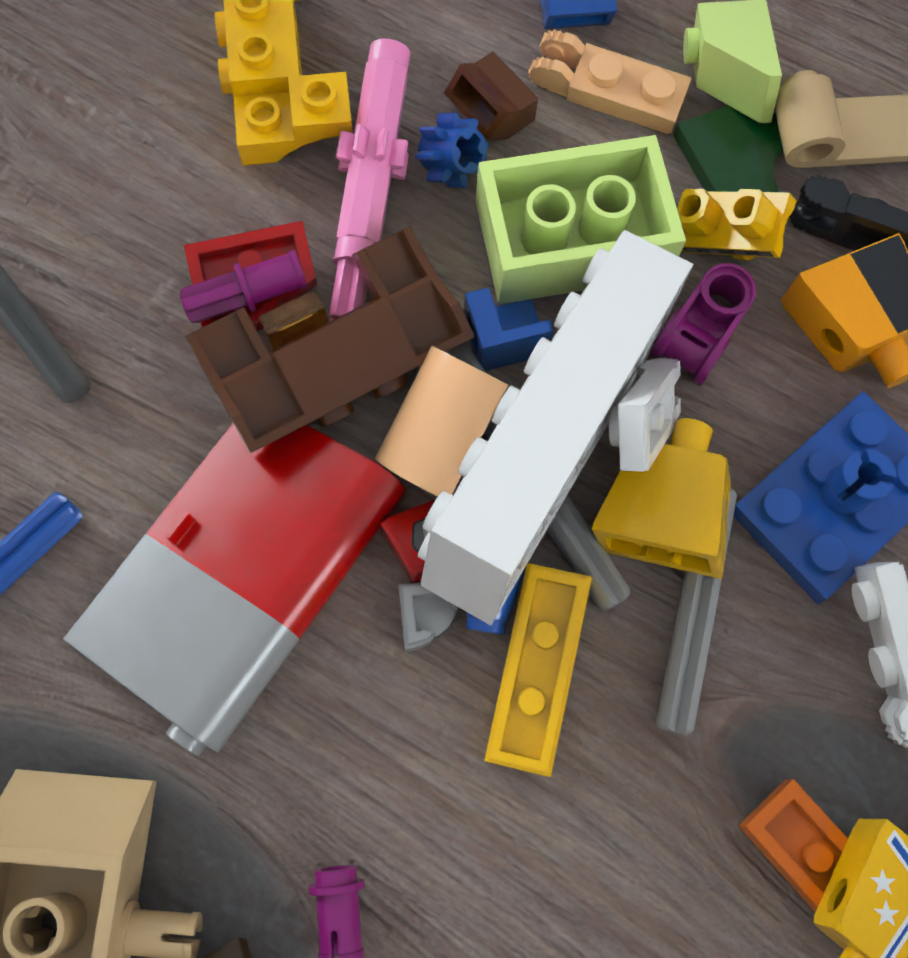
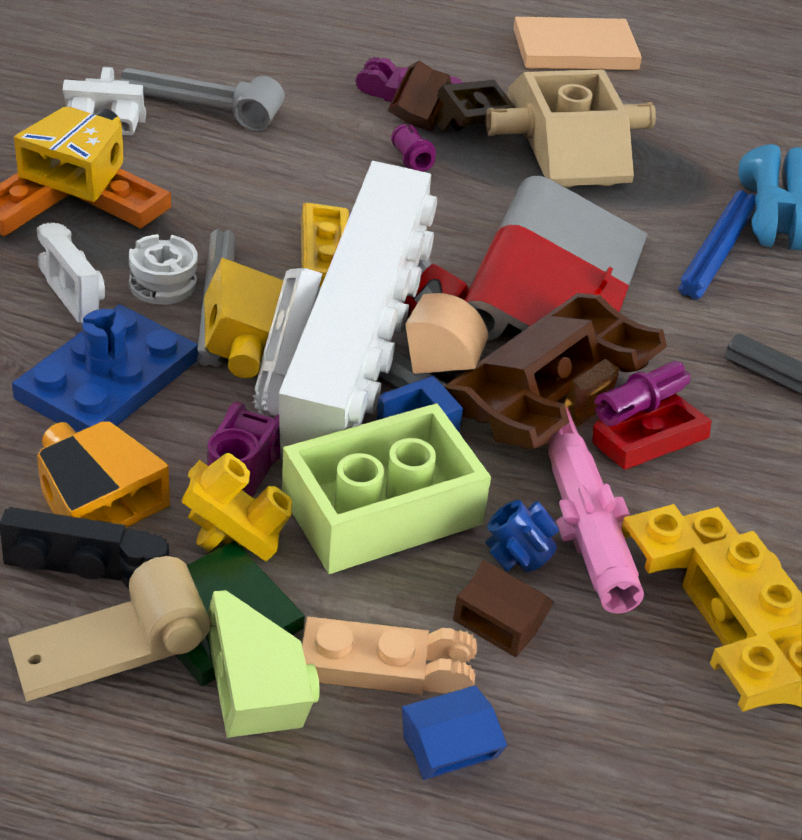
camera: 165 degrees right, 30 degrees down
(767, 663) = (163, 268): none -> white wheel

